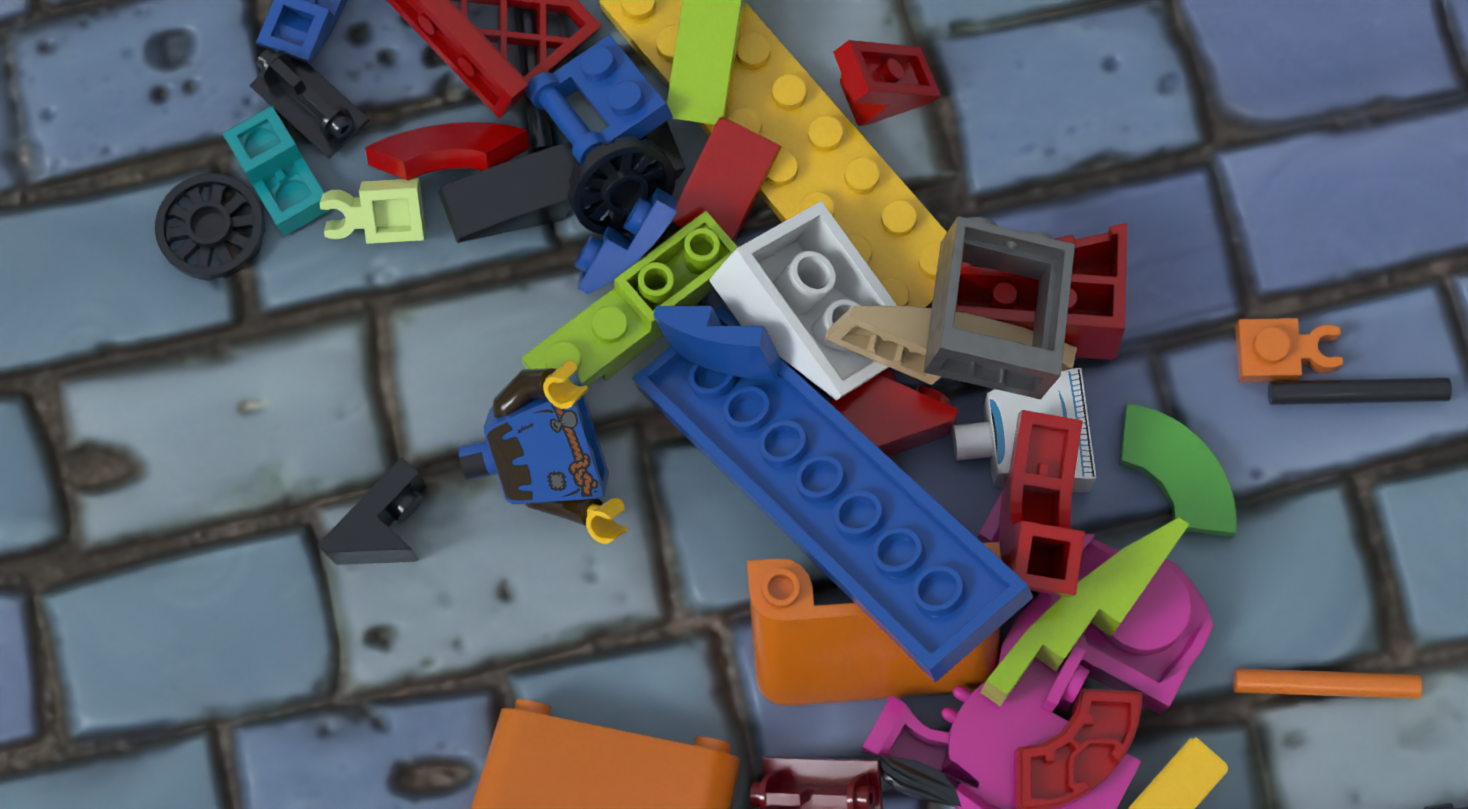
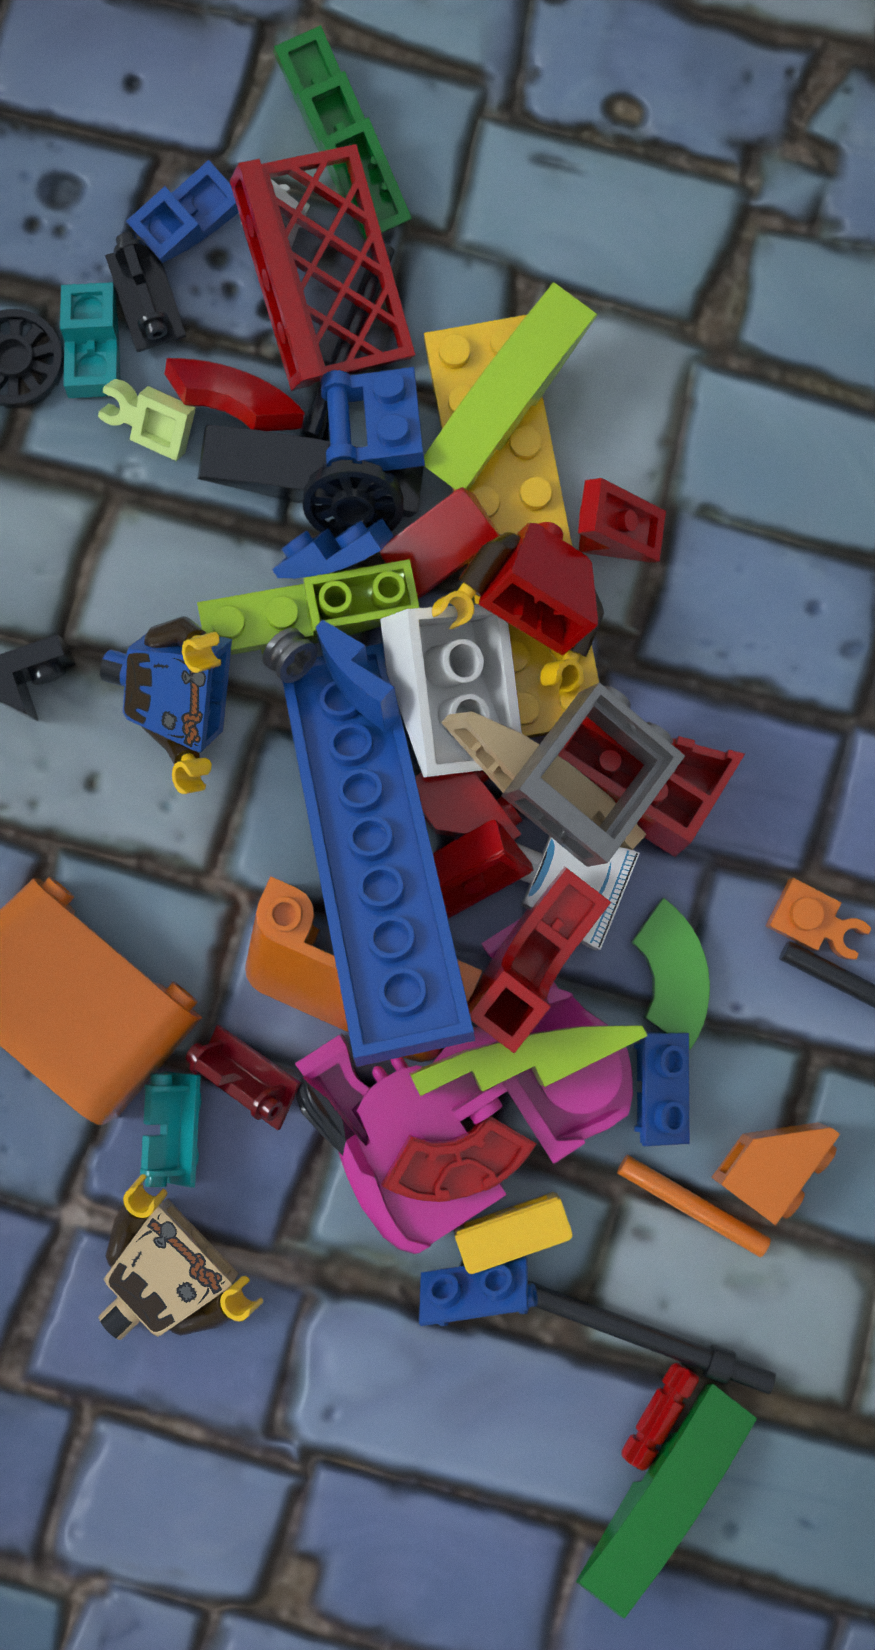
camera: 20 degrees right, 10 degrees up
(640, 359) = (290, 655): none -> flat silver bush
(848, 169) = (538, 588): none -> red torso
(940, 453) = (478, 866): none -> red slope
(1222, 565) = (665, 1089): none -> blue hinge
(1379, 603) = (774, 1164): none -> orange slope

